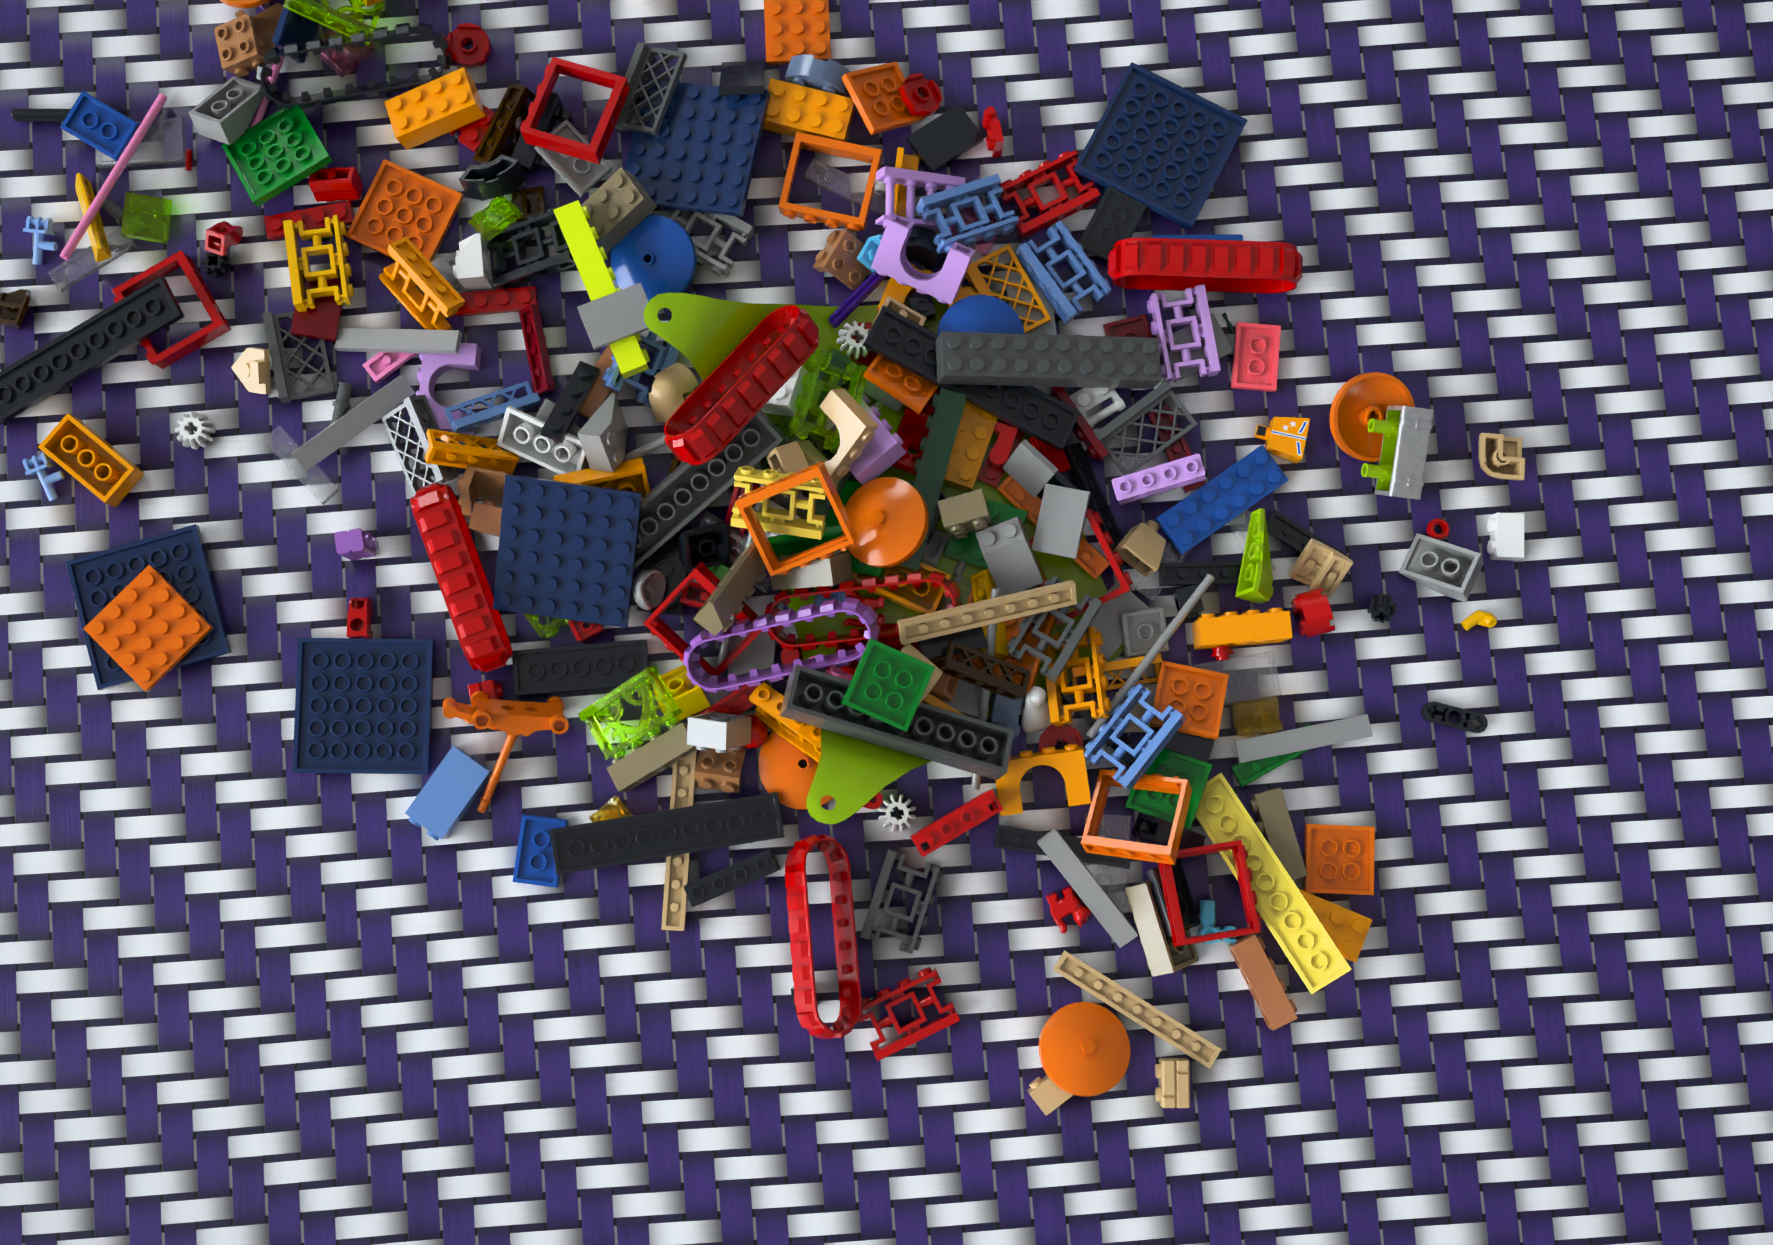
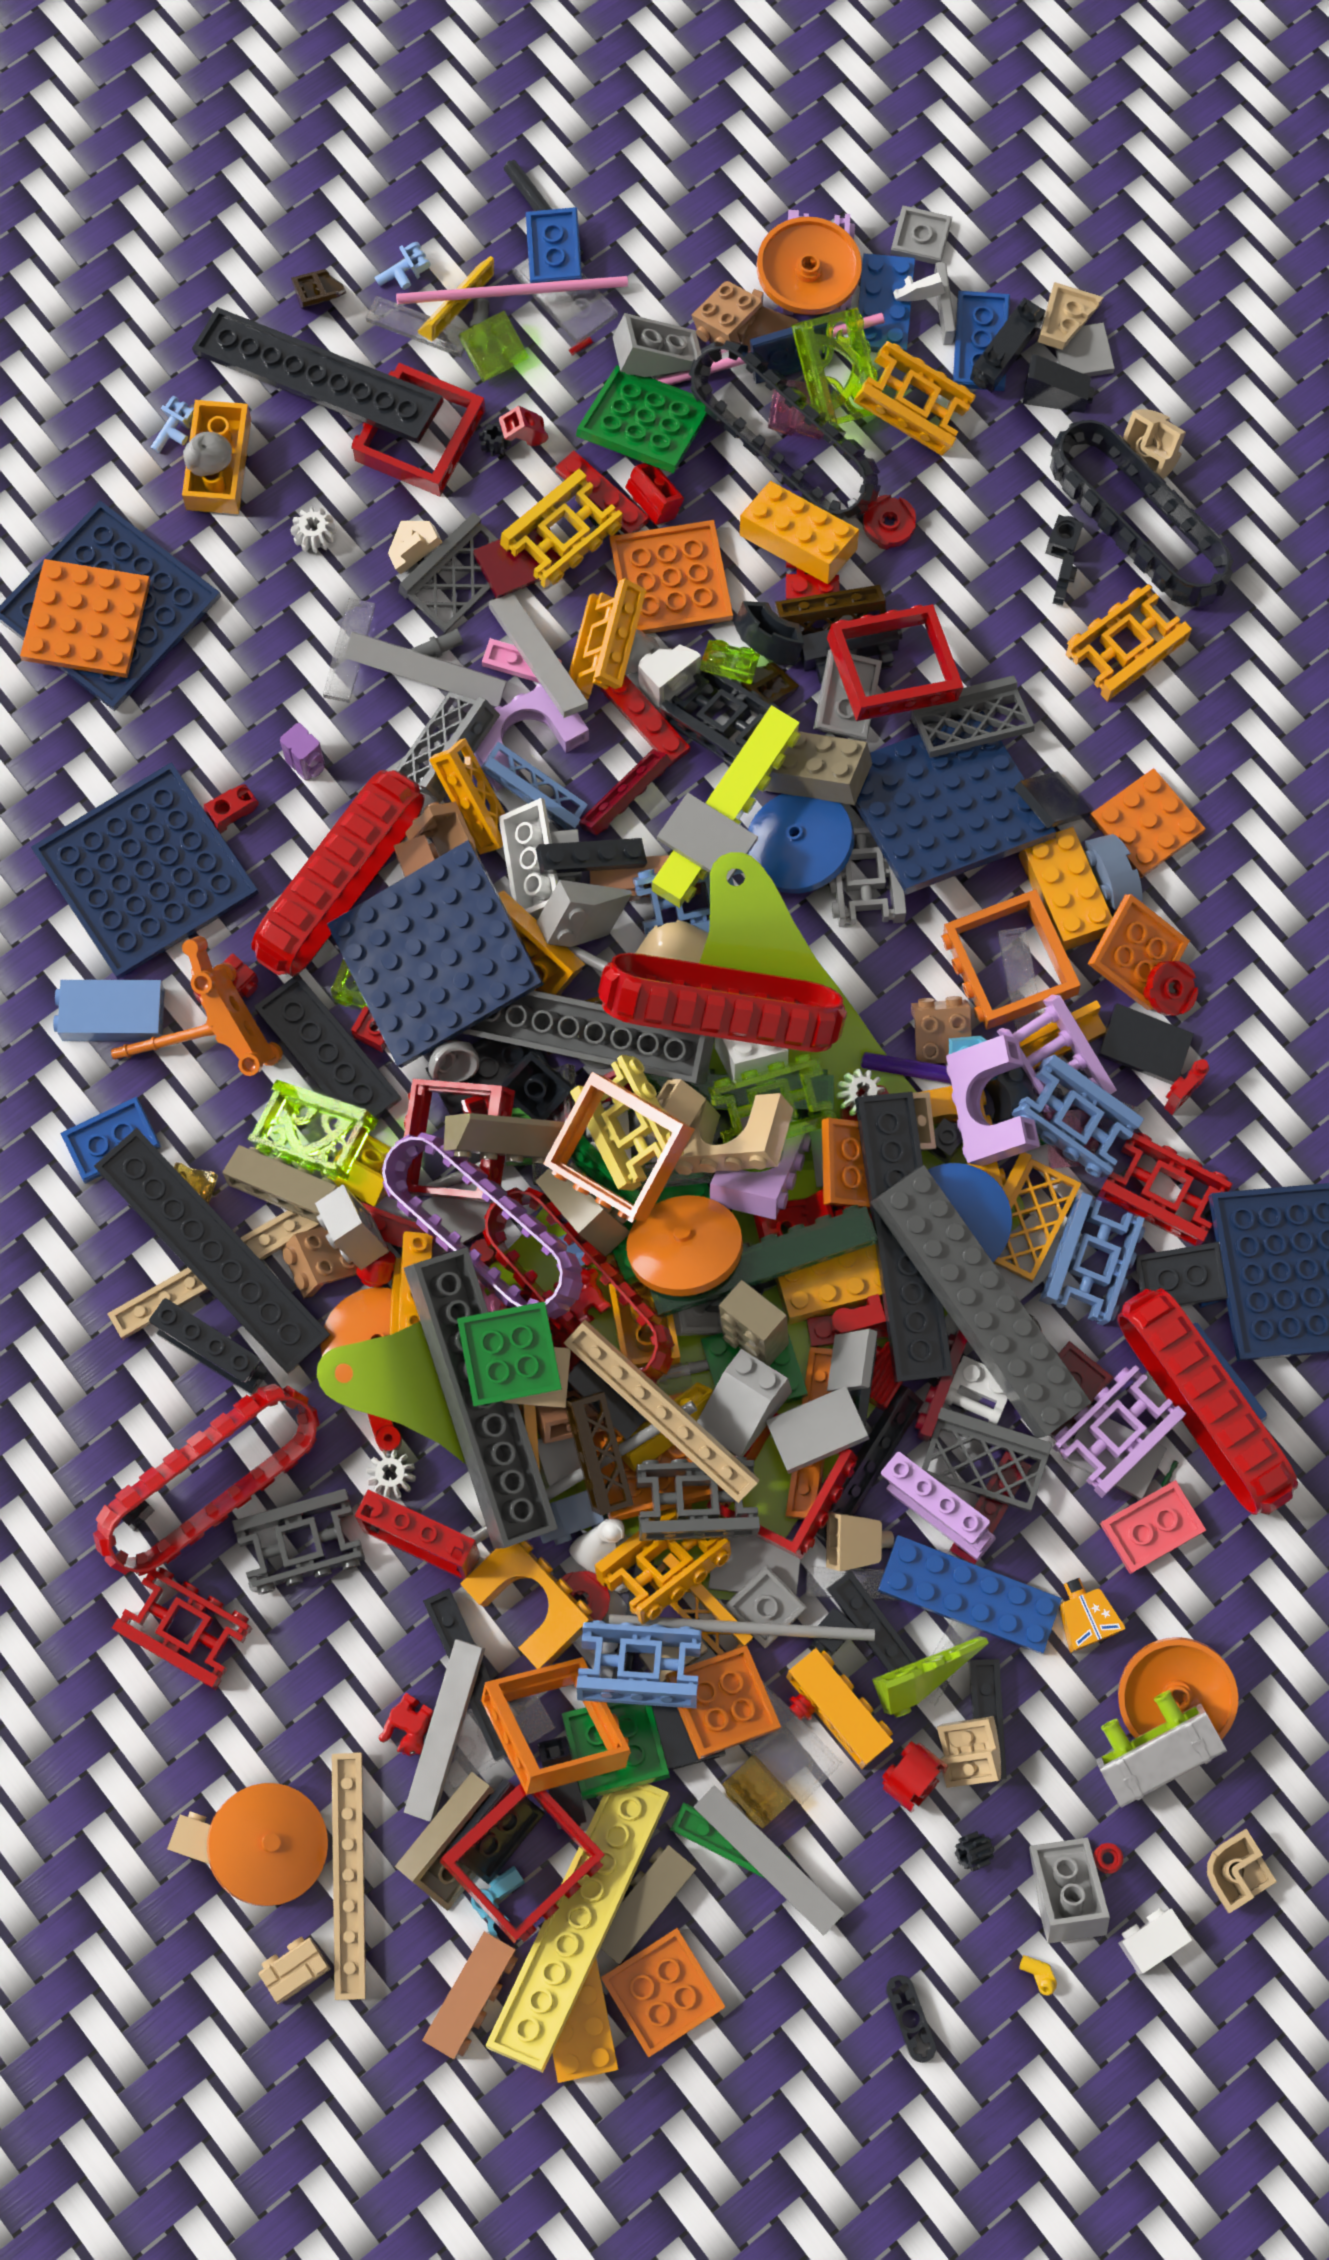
camera: 55 degrees right, 10 degrees down
(86, 464) = (207, 454): none -> light grey hair

